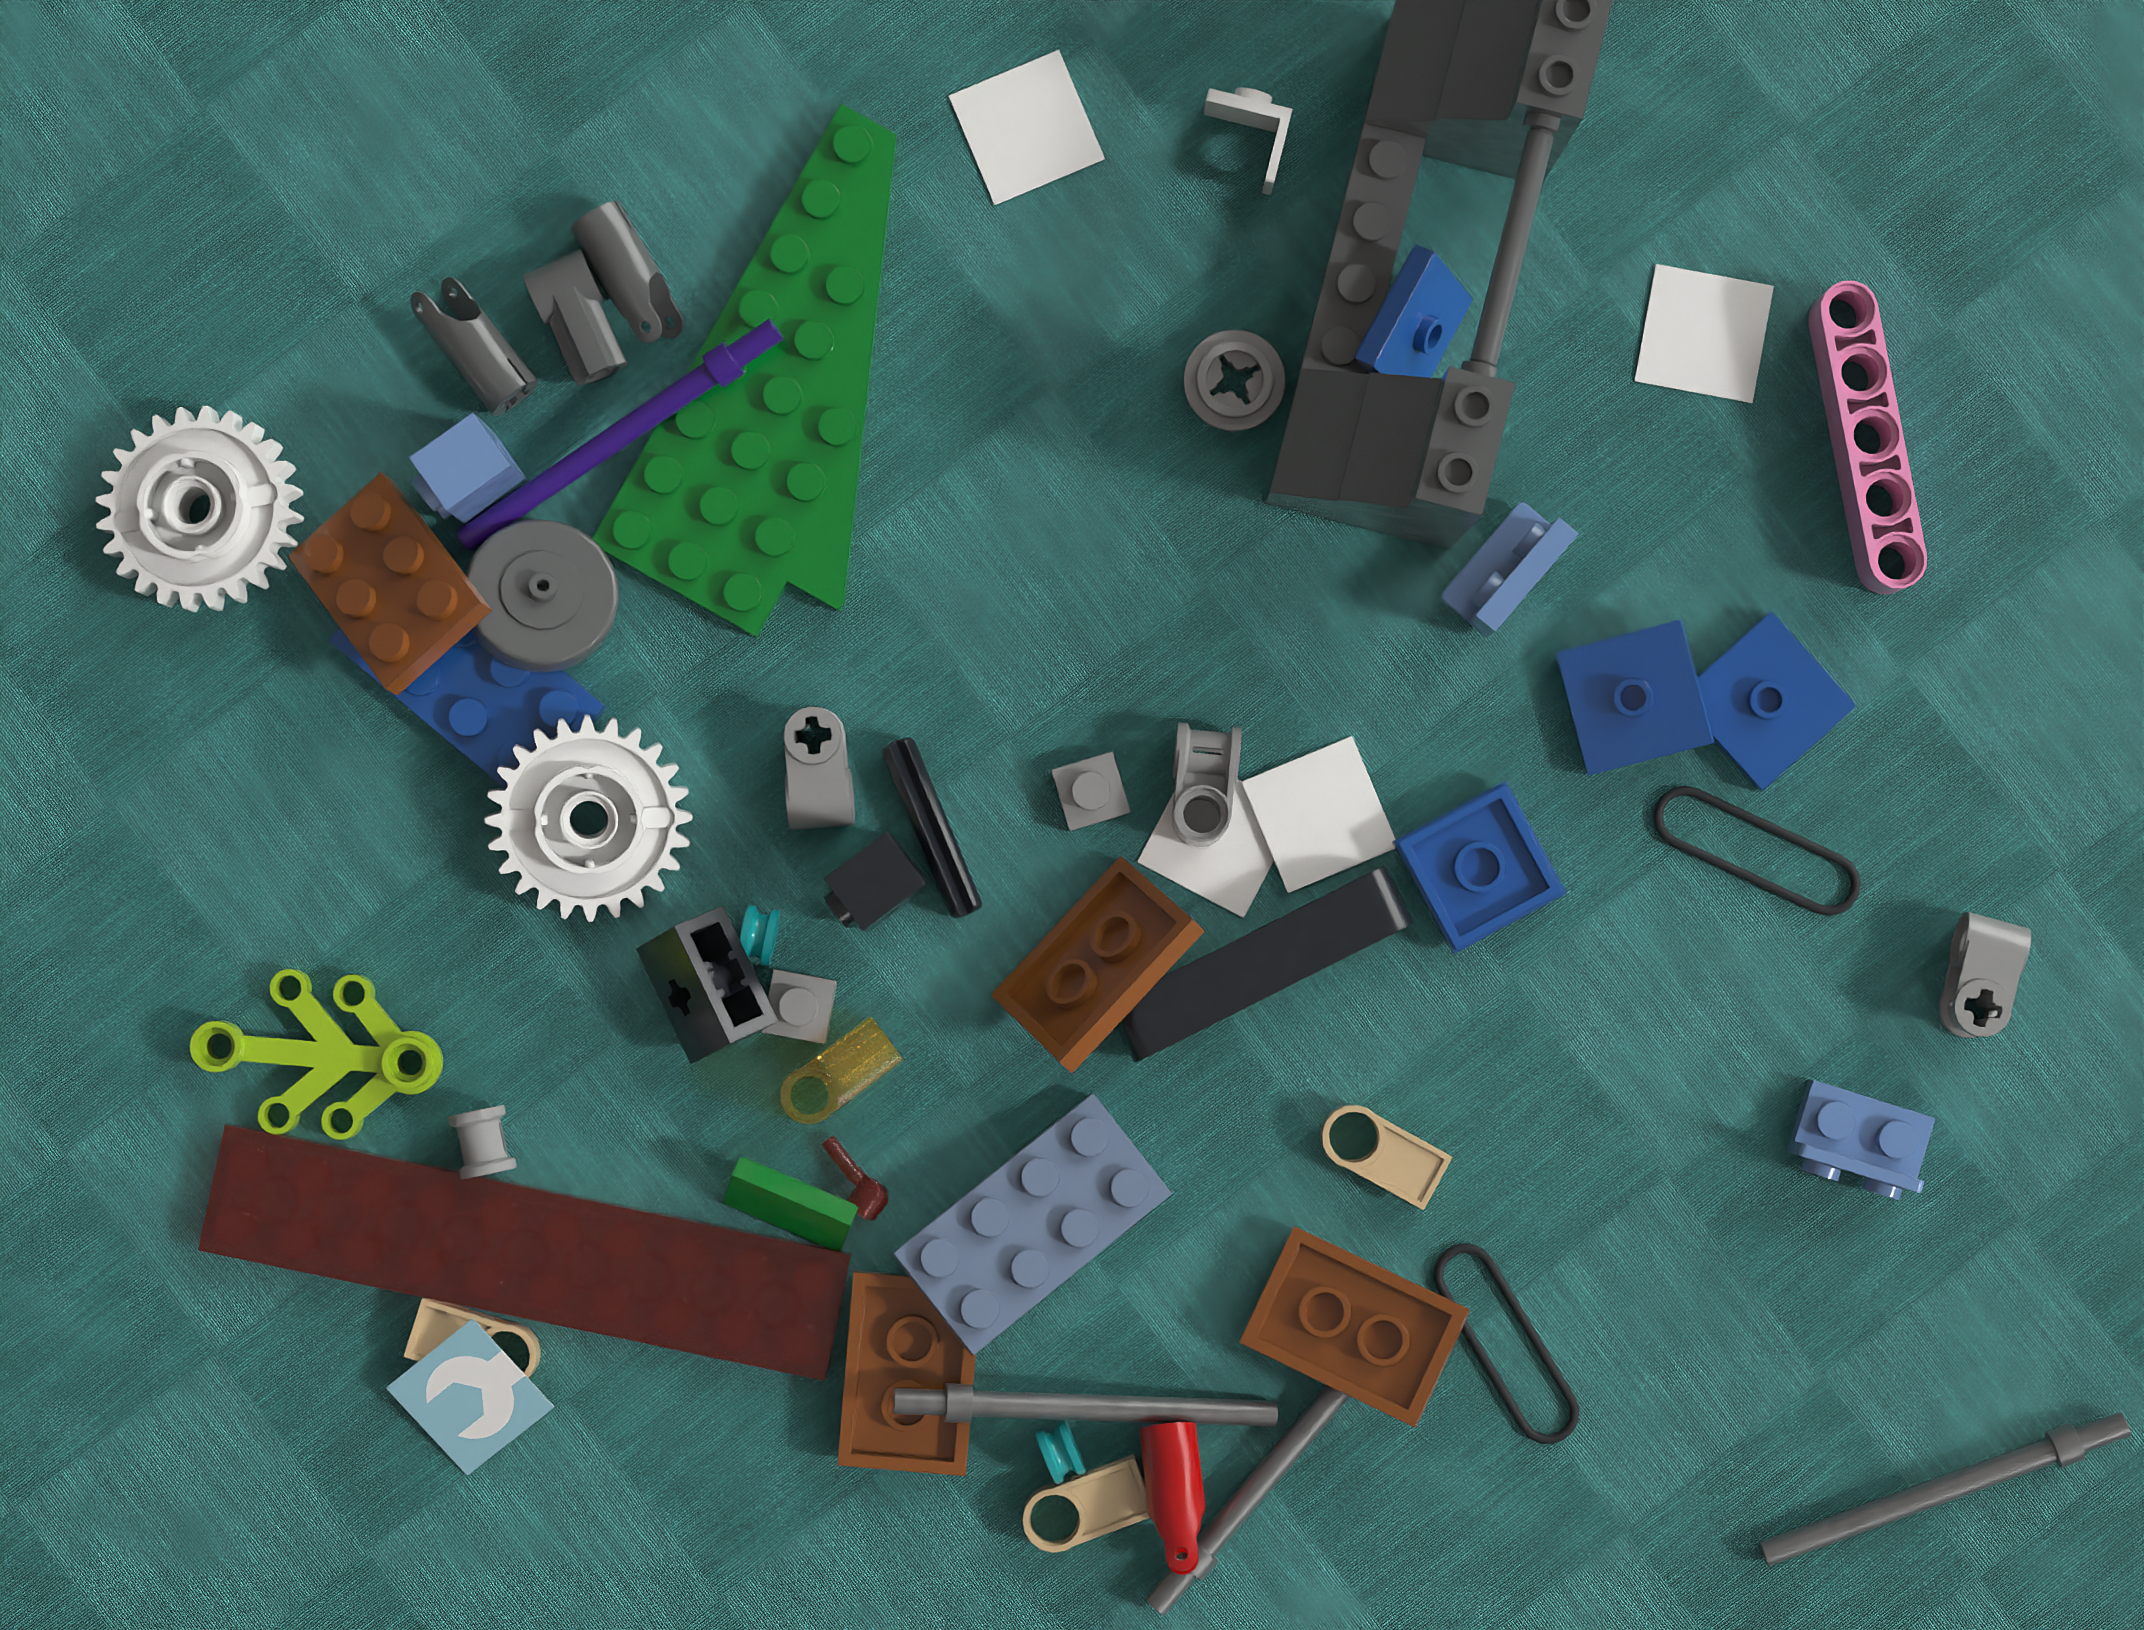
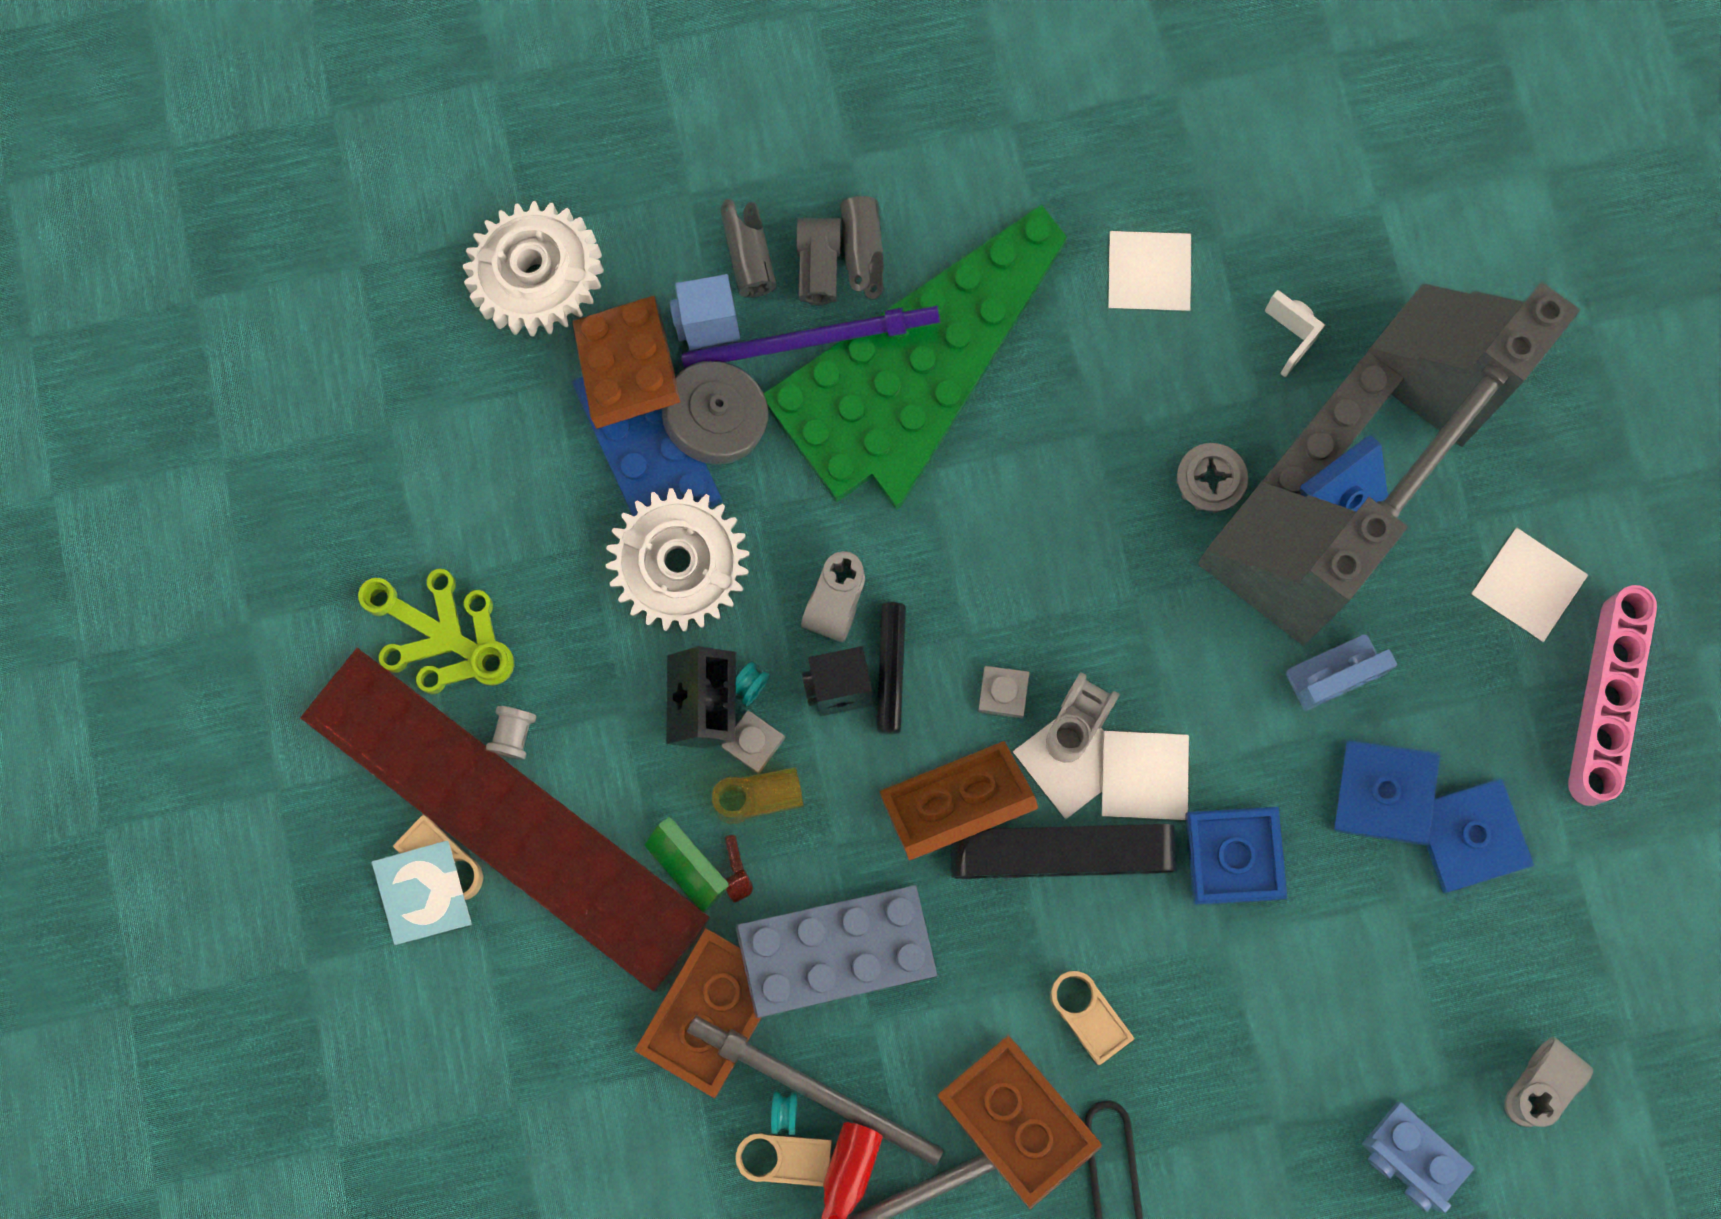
camera: 30 degrees right, 10 degrees down
(1768, 826) = (1484, 972): black piece -> none

